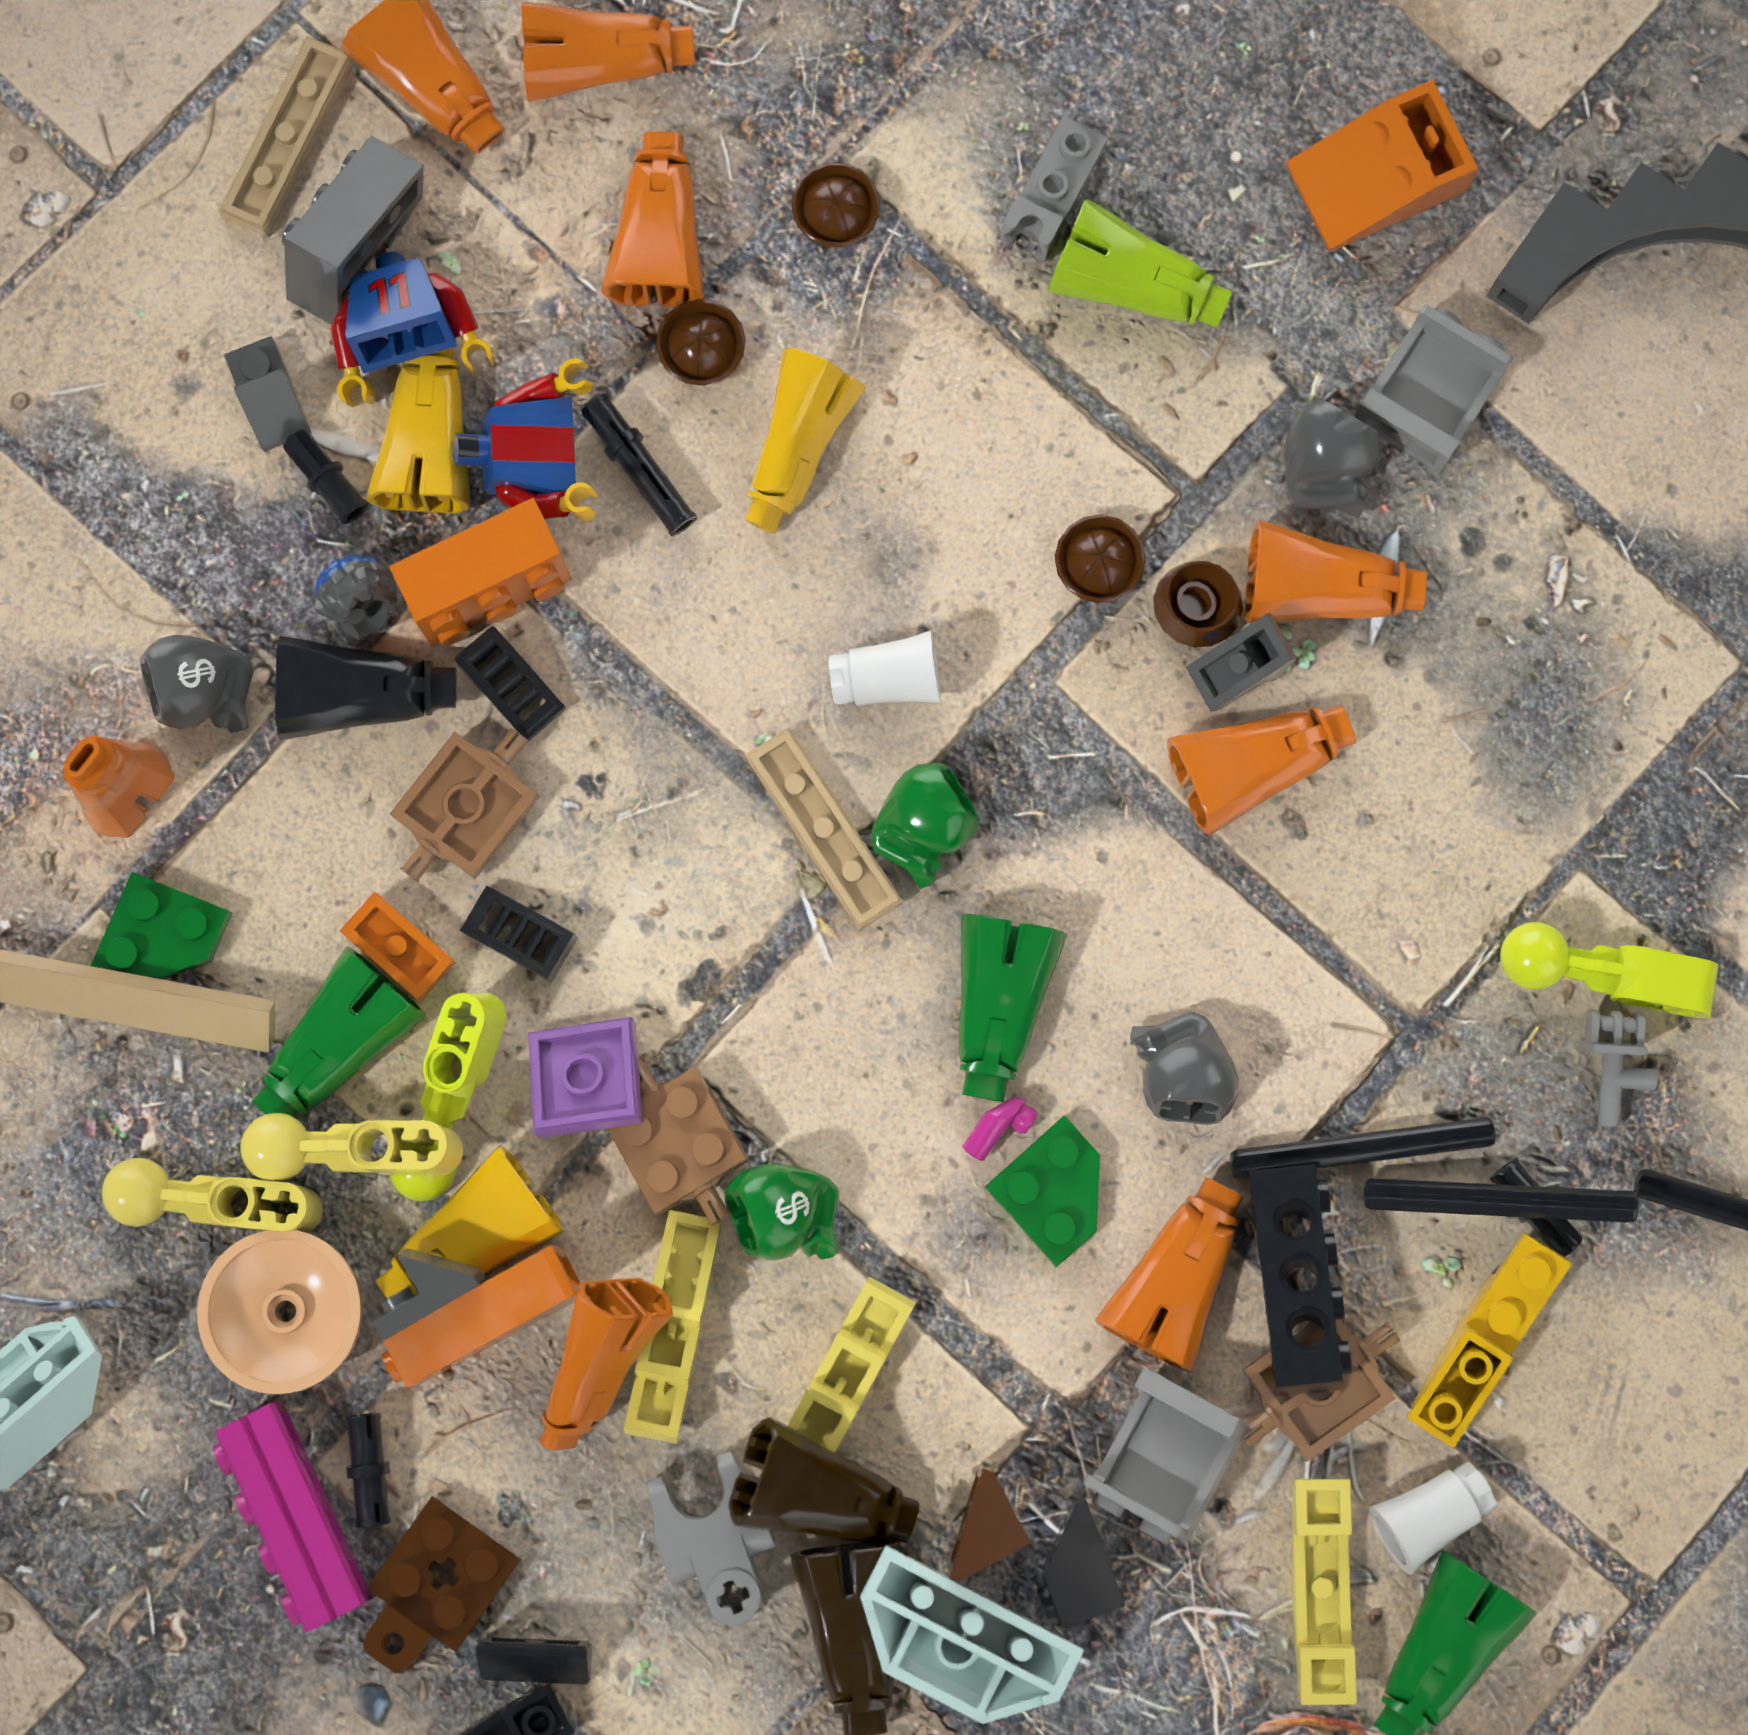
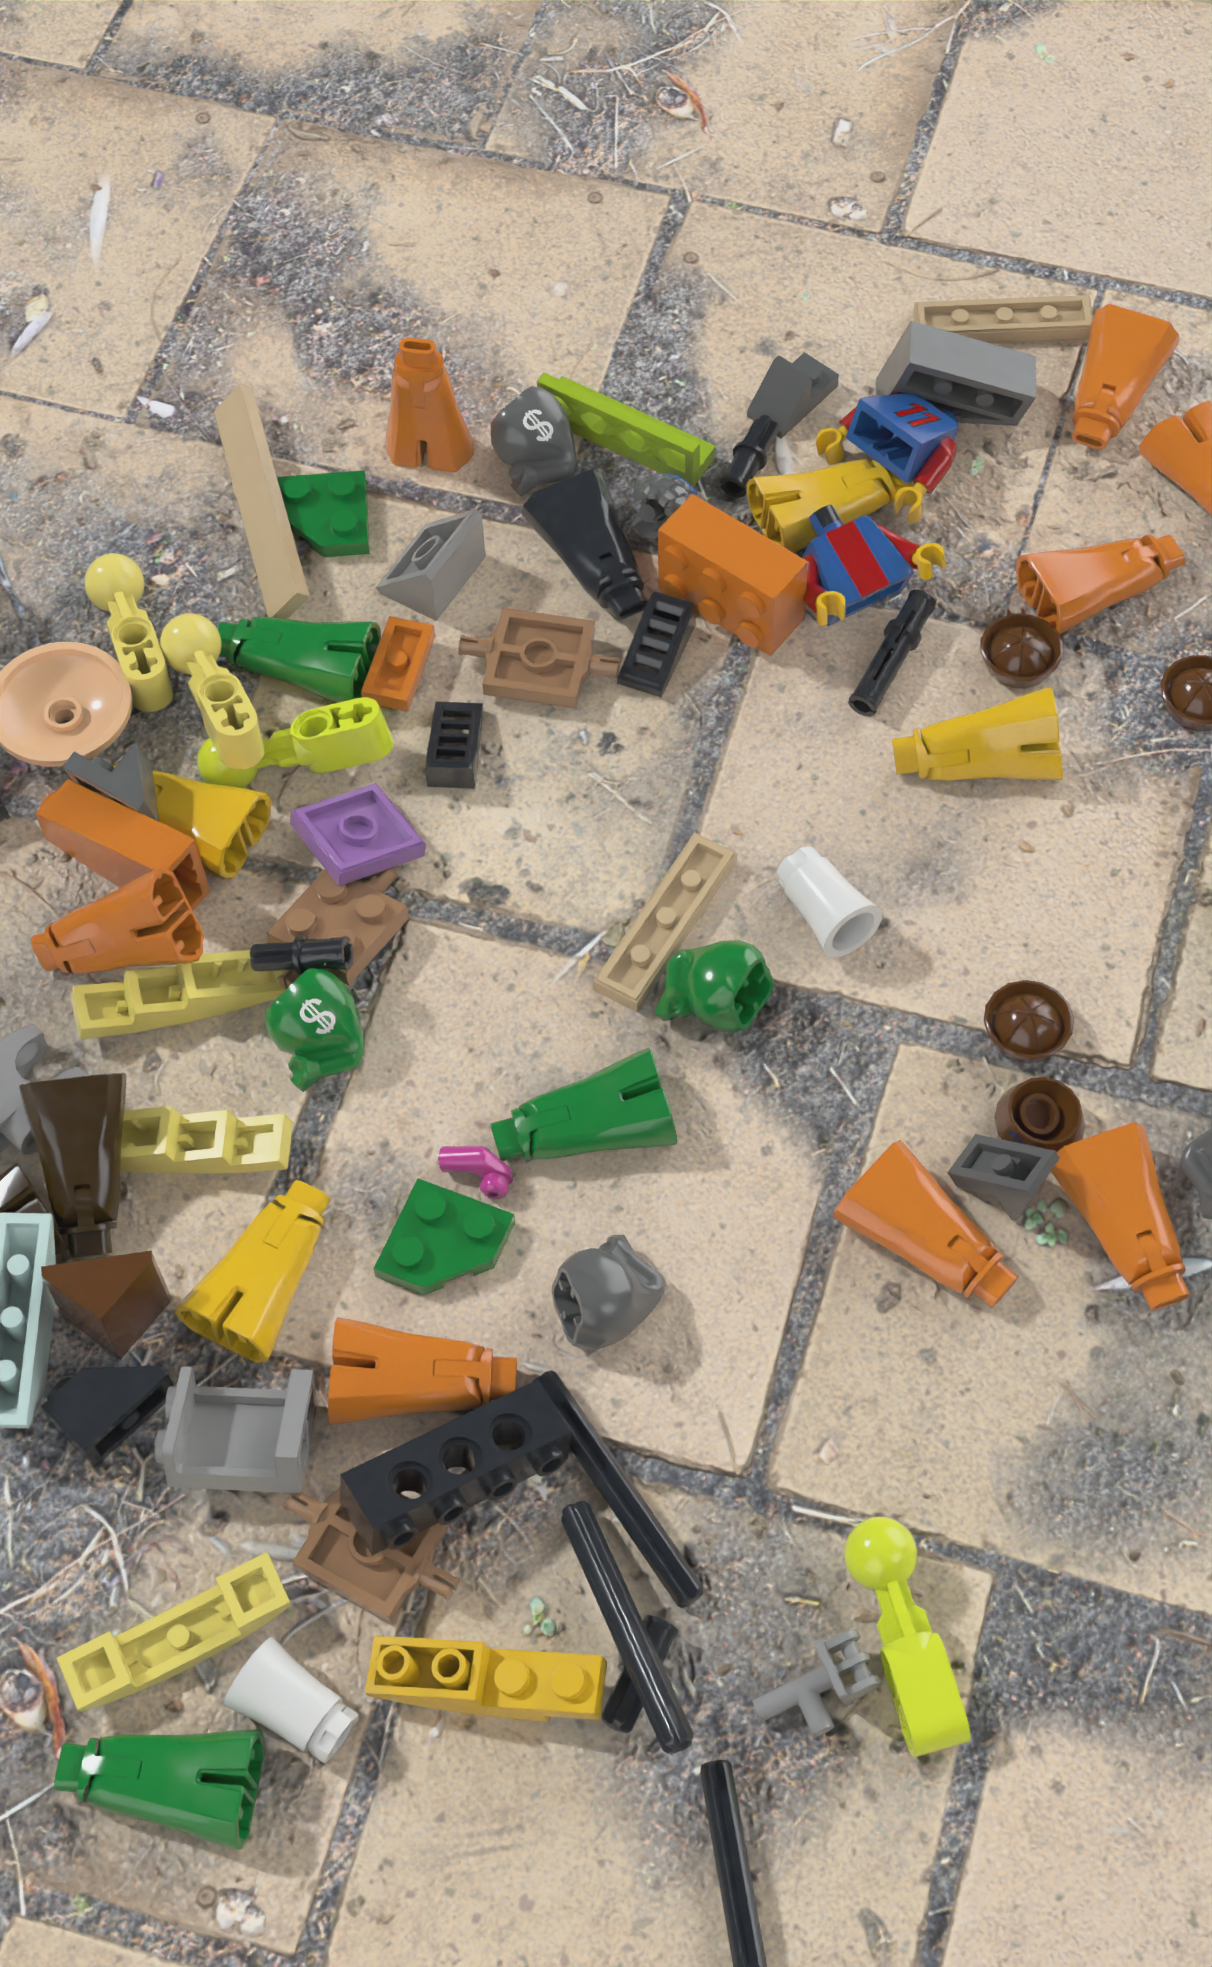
camera: 65 degrees right, 20 degrees down
(223, 580) = (630, 431): none -> lime fence
(289, 857) = (436, 564): none -> light grey slope
(711, 1193) = (303, 954): none -> black axle
(1015, 1375) = (252, 1286): none -> yellow piece

